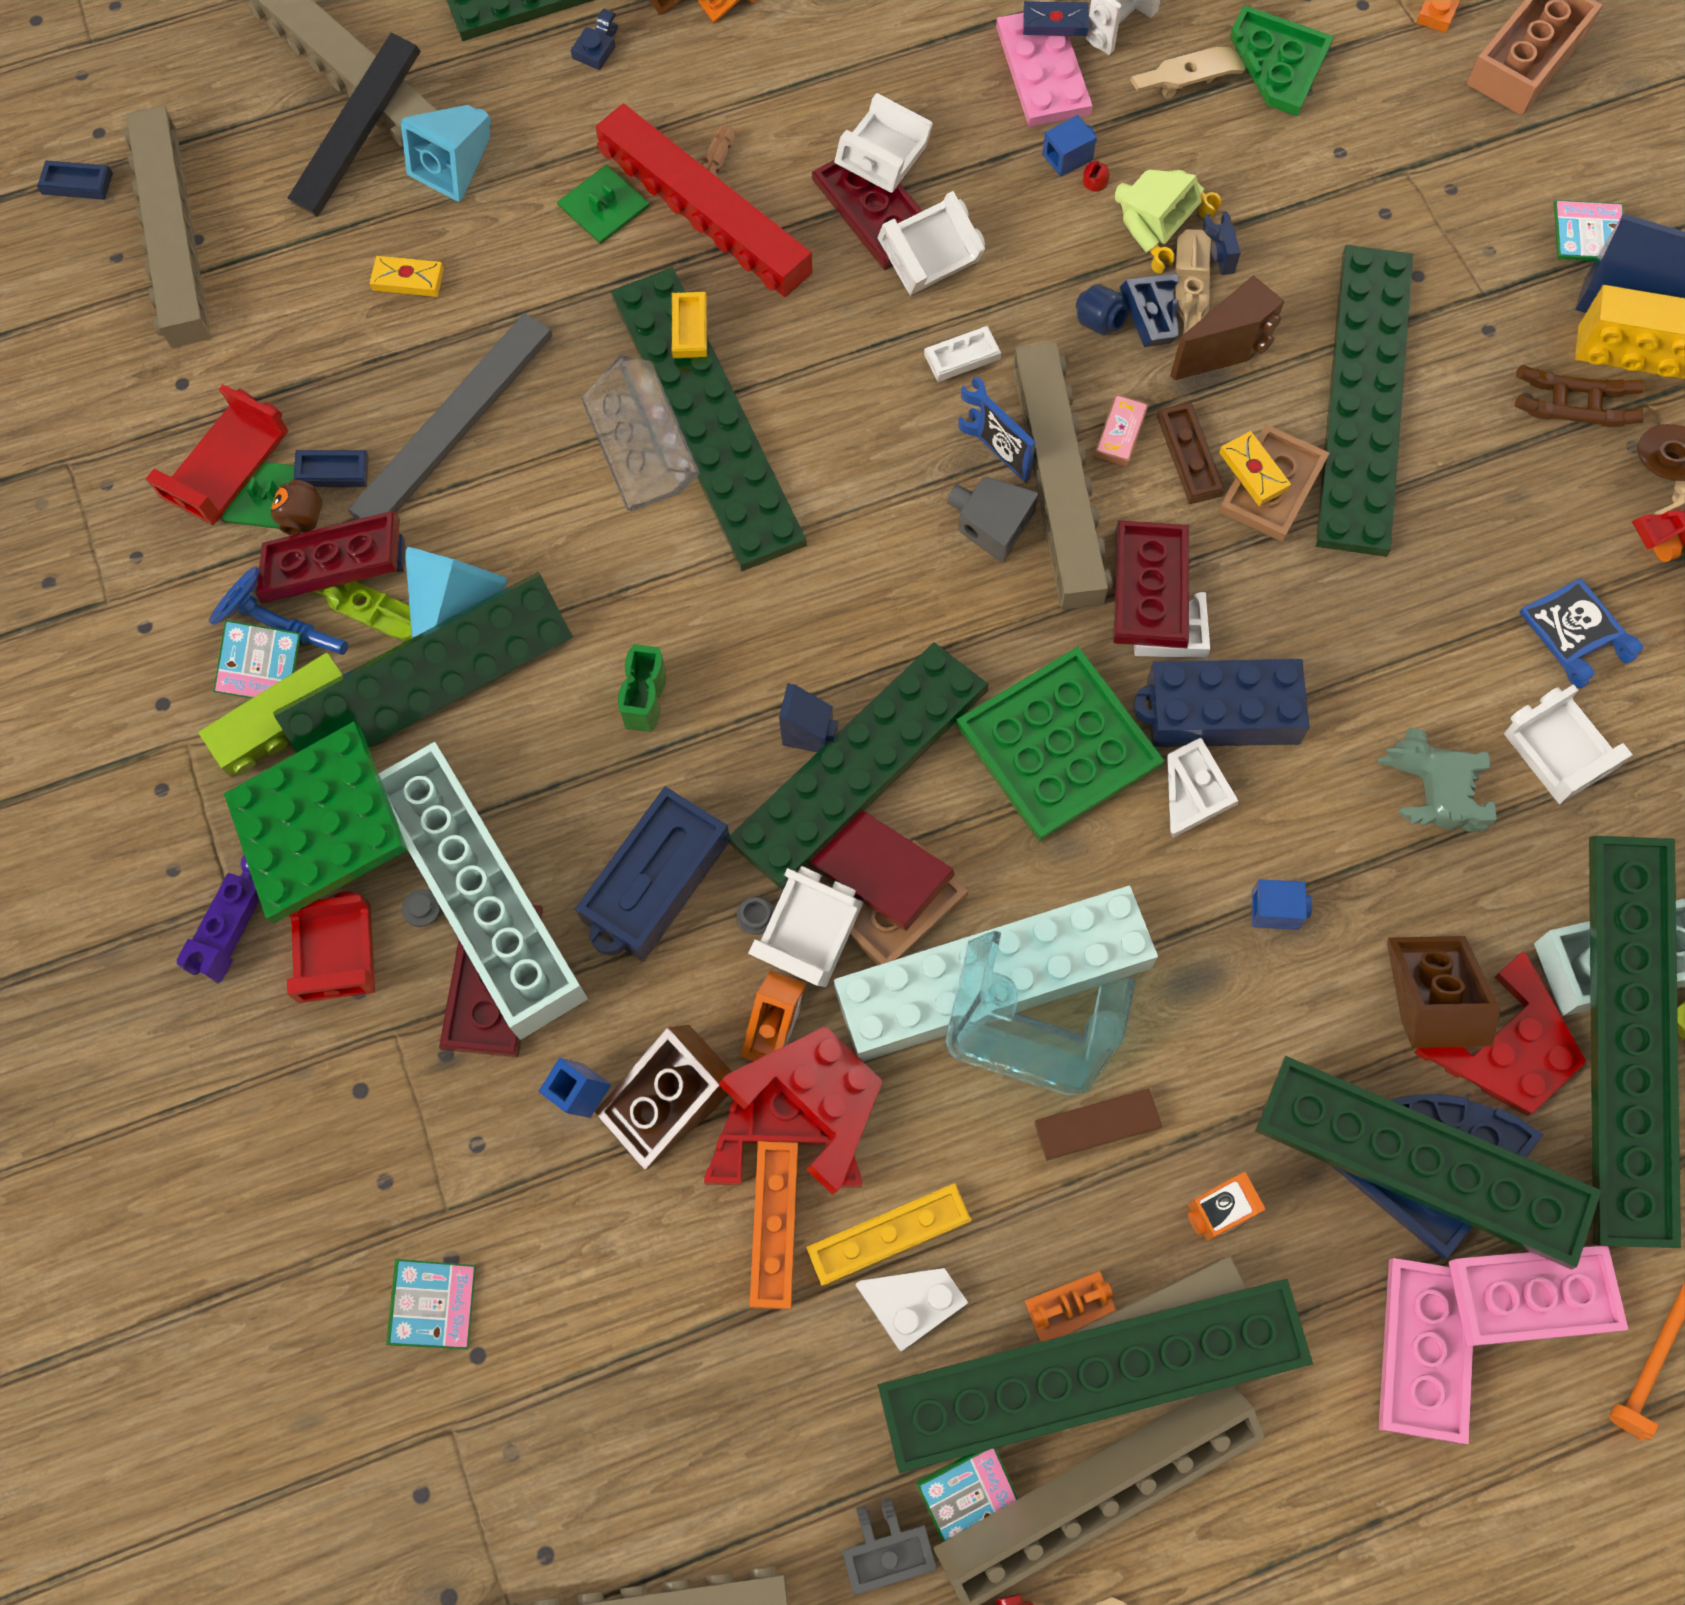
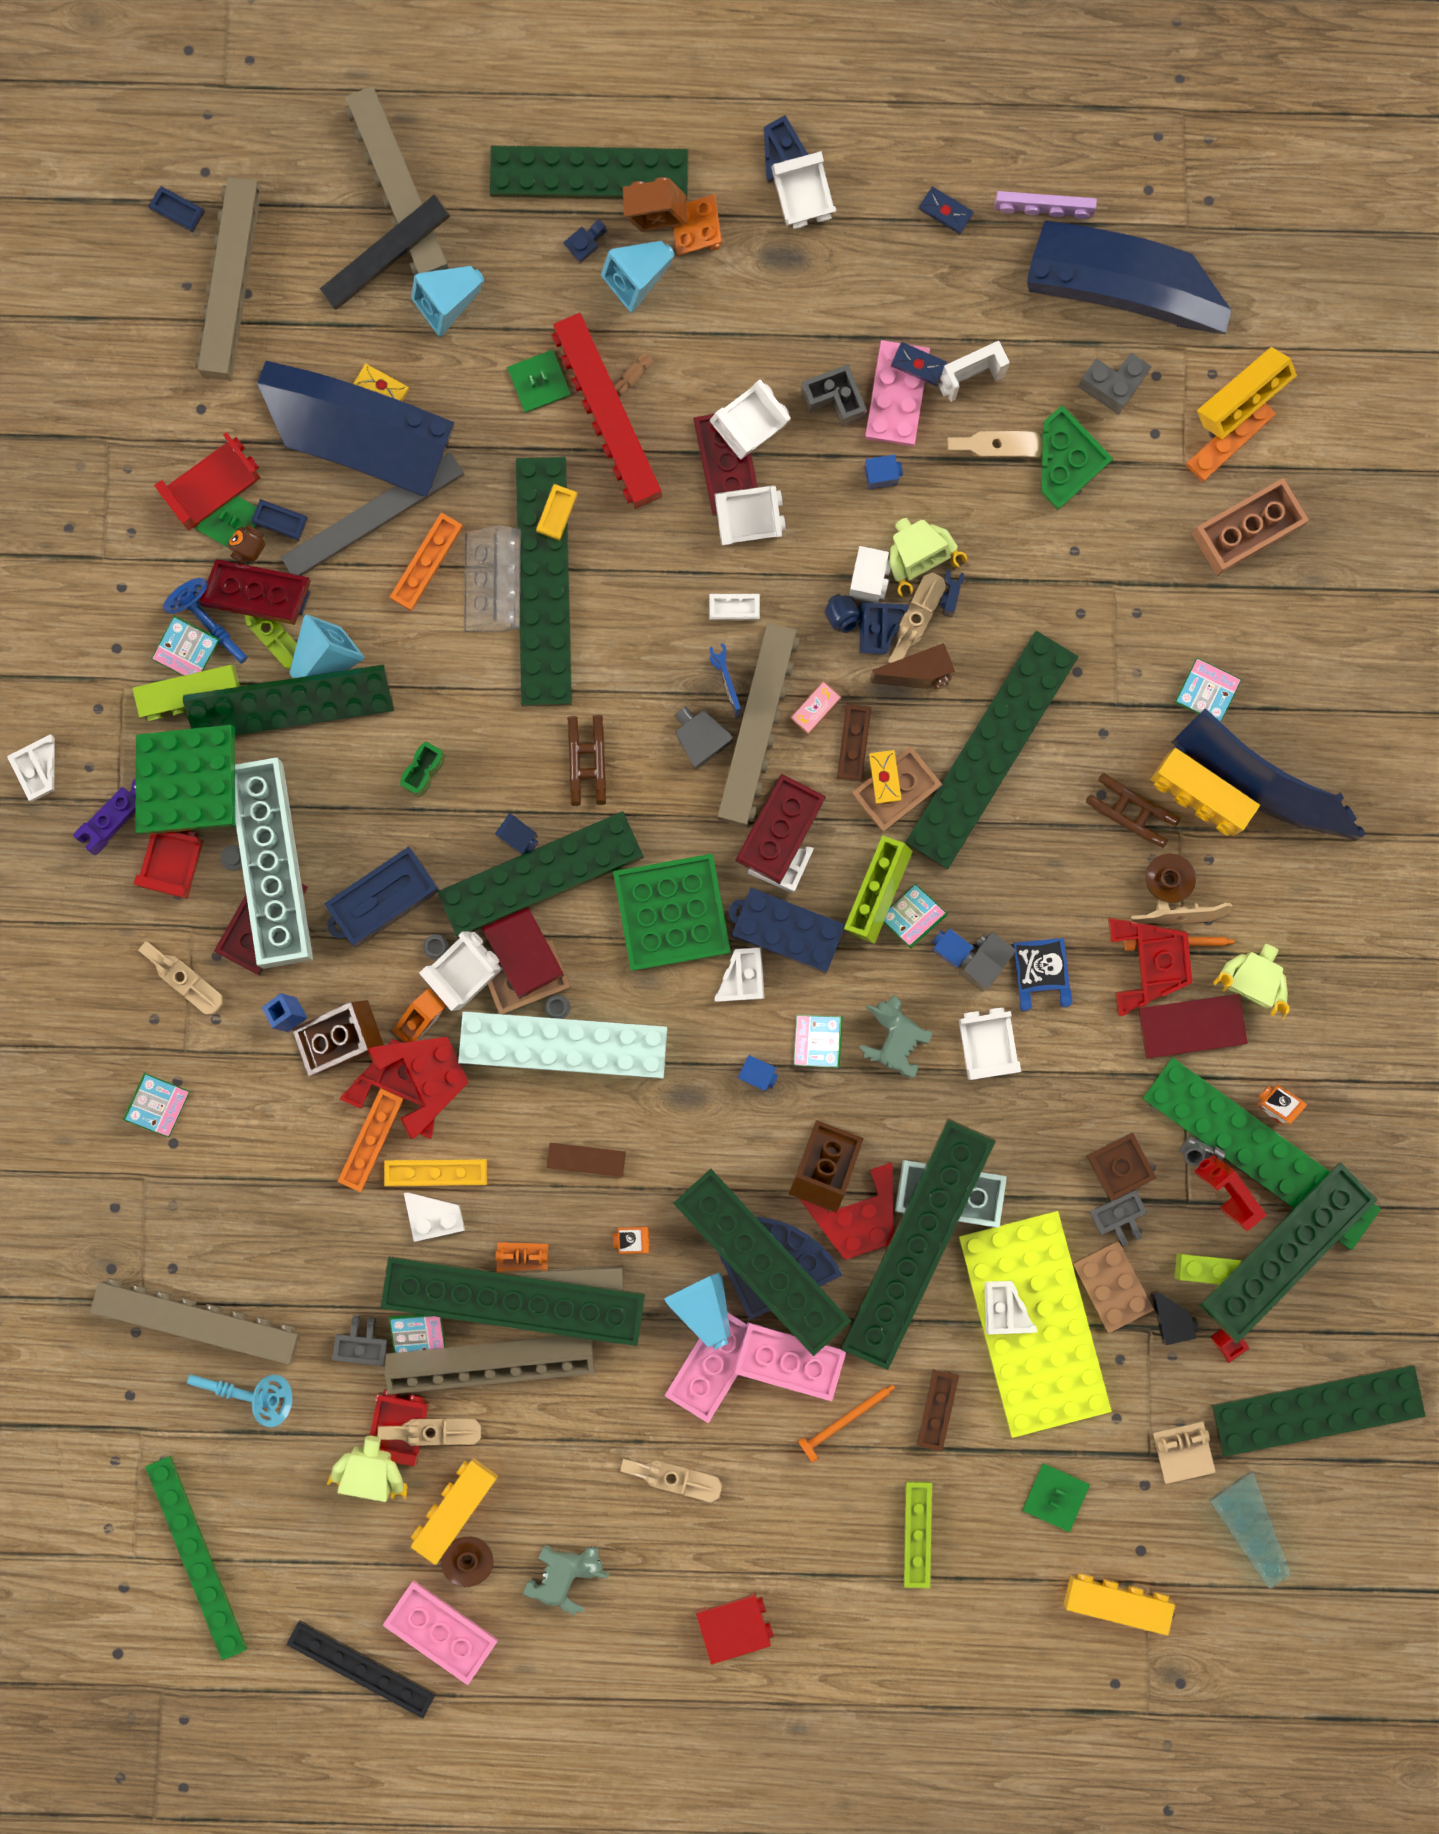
camera: 20 degrees right, 15 degrees up
(94, 896) = (35, 767): none -> white wing
(391, 318) = (355, 426): none -> dark blue slope
(426, 1110) = (192, 987): none -> tan piece
(544, 446) = (426, 562): none -> orange plate
(669, 45) = (635, 270): none -> medium azure slope
(862, 580) = (576, 749): none -> reddish brown piece
(959, 925) = (557, 1007): none -> dark grey plate
(975, 78) = (835, 389): none -> dark grey brick
(996, 1038) = (536, 1084): clear light blue windscreen -> none
(1101, 180) = (895, 505): red hinge -> none
(1114, 252) = (868, 576): none -> white brick
(1318, 605) = (878, 889): none -> lime brick
(1339, 828) = (818, 1041): none -> piece
(1379, 621) = (914, 916): none -> piece
(1382, 1266) = (704, 1310): none -> medium azure slope
(1449, 641) = (951, 947): none -> blue brick
(1480, 1556) = (687, 1482): none -> tan piece
(1506, 641) = (987, 962): none -> dark grey brick

